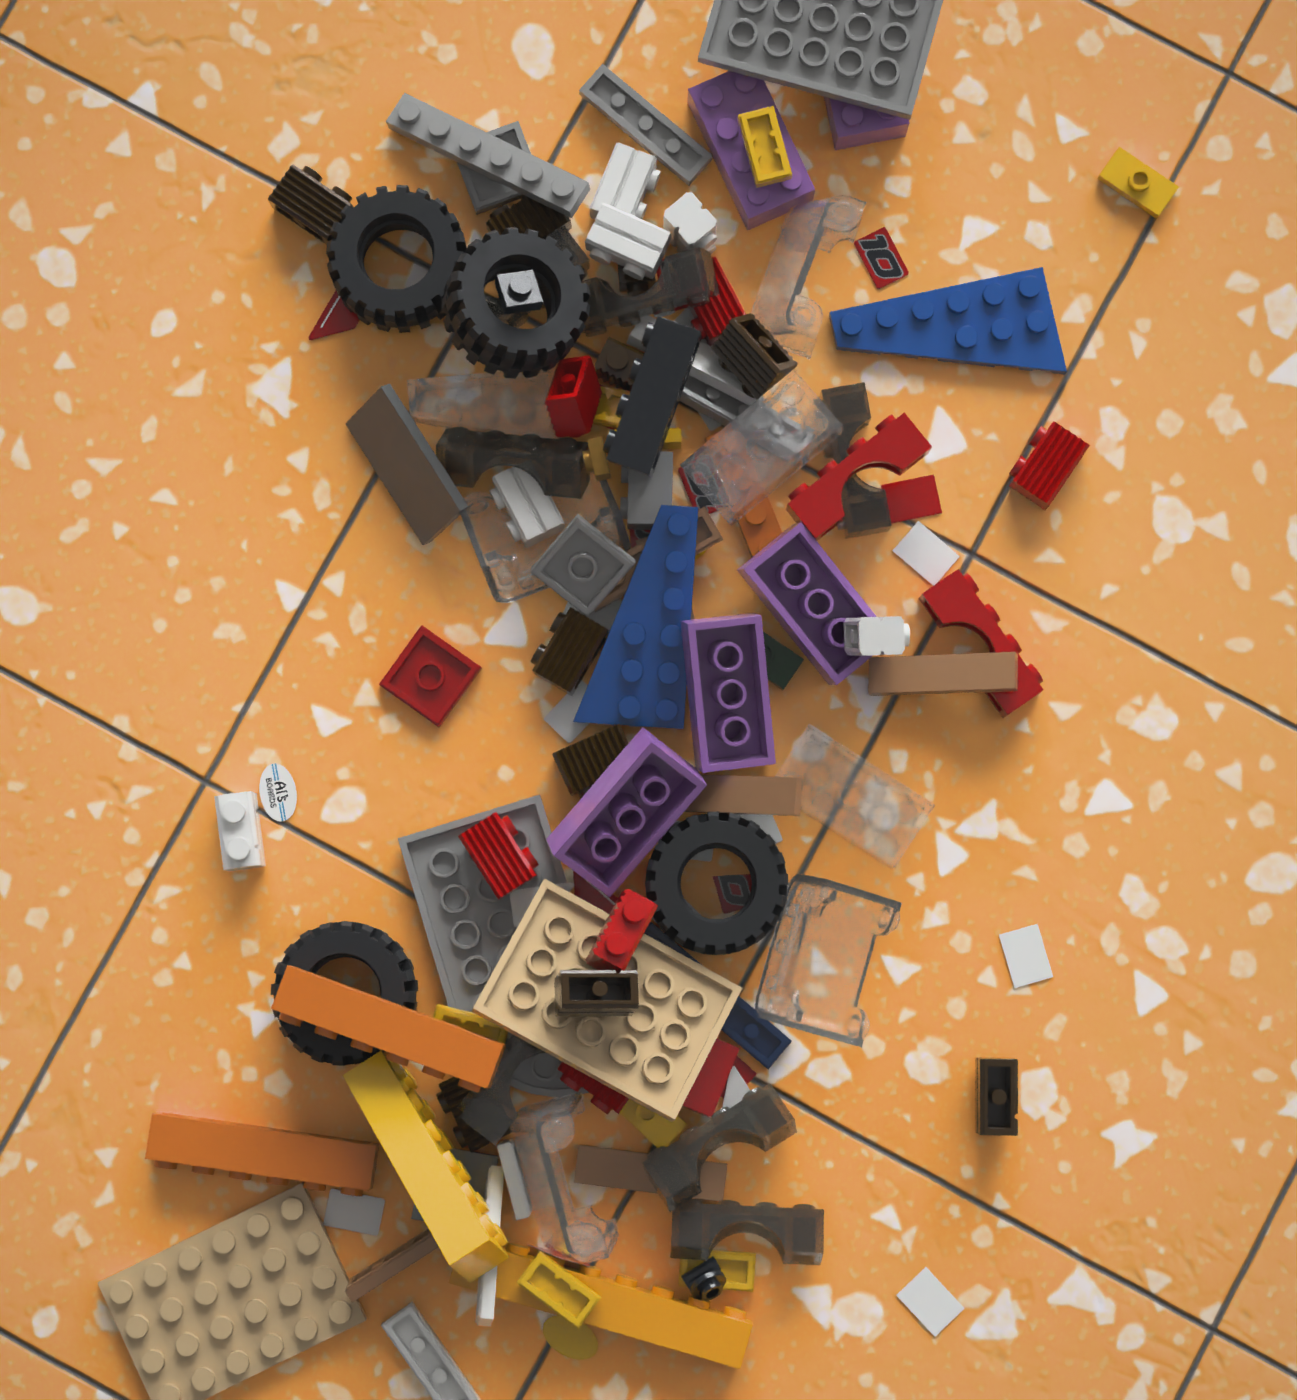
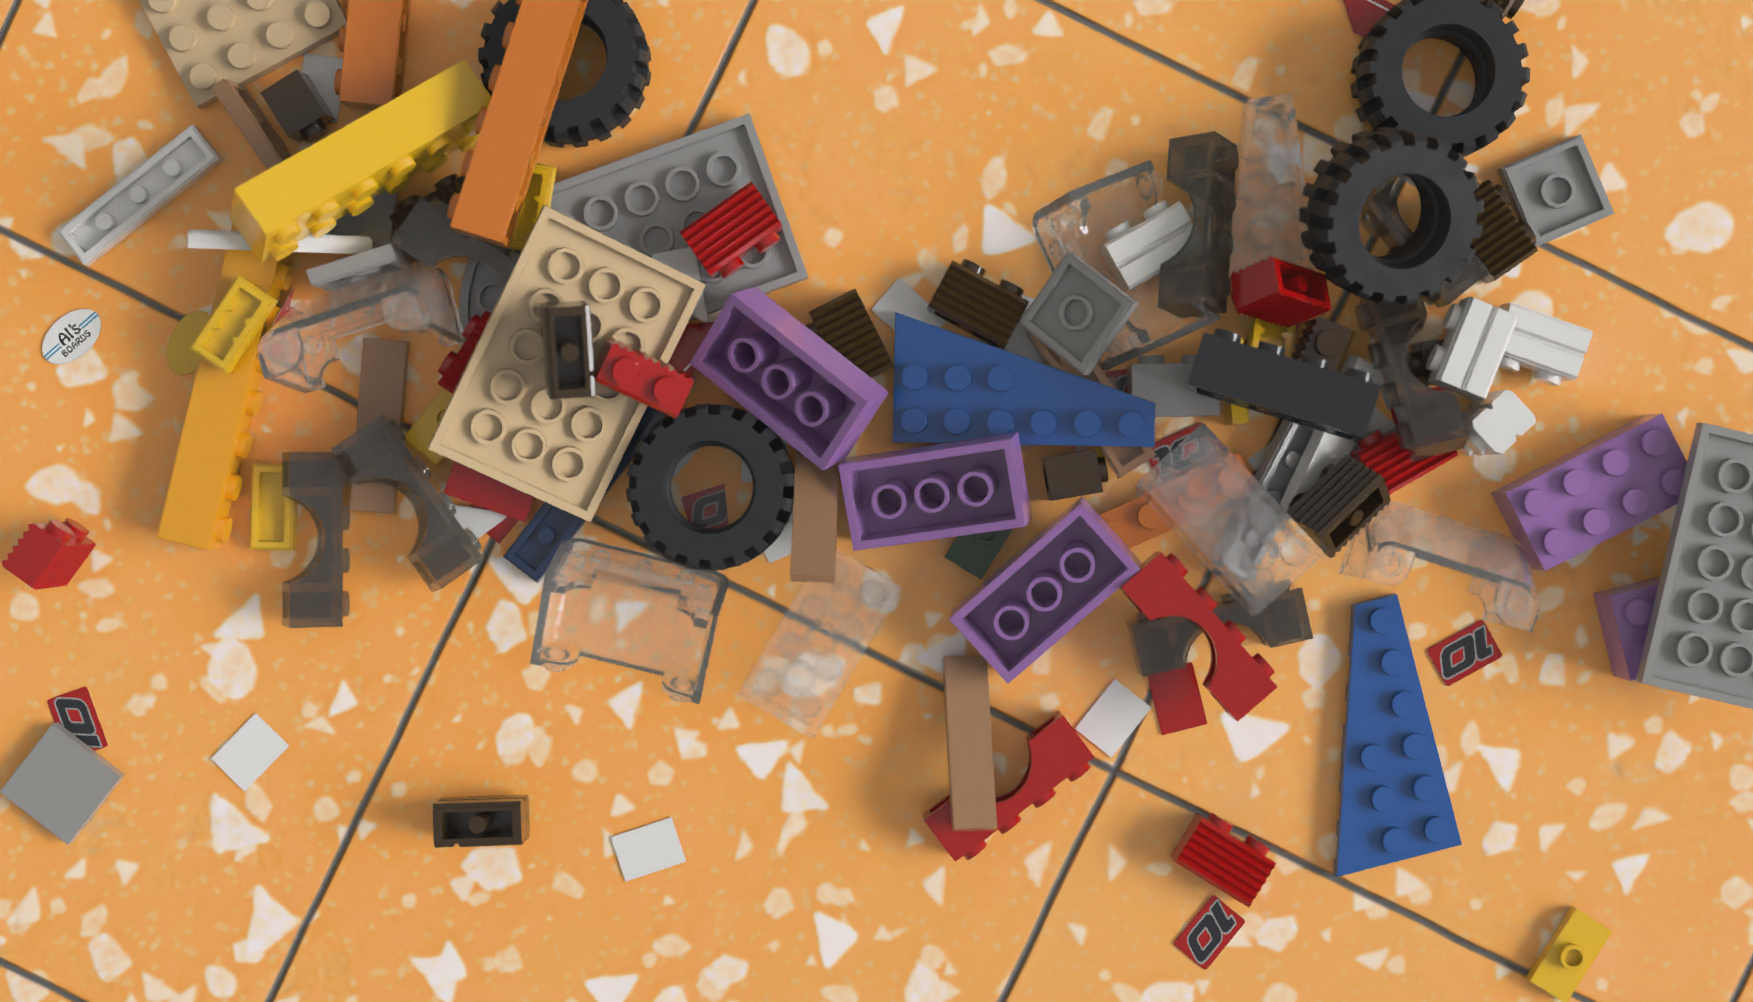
camera: 90 degrees right, 5 degrees up
(372, 1228) = (298, 107): none -> dark brown brick
(406, 464) = (1191, 99): dark grey tile -> none
(430, 676) = (942, 142): red tile -> none
(488, 155) = (1570, 178): light grey plate -> none
(518, 292) = (1403, 216): plate -> none
(595, 459) = (1204, 320): pearl gold plate -> none
(645, 124) = (1615, 365): light grey plate -> none
(705, 1280) = (257, 493): black plate -> none
(718, 576) = (1074, 474): none -> dark brown brick
(764, 146) = (1595, 508): yellow plate -> none
(876, 636) = (1006, 663): white brick -> none
(1111, 480) = (1209, 932): none -> sticker

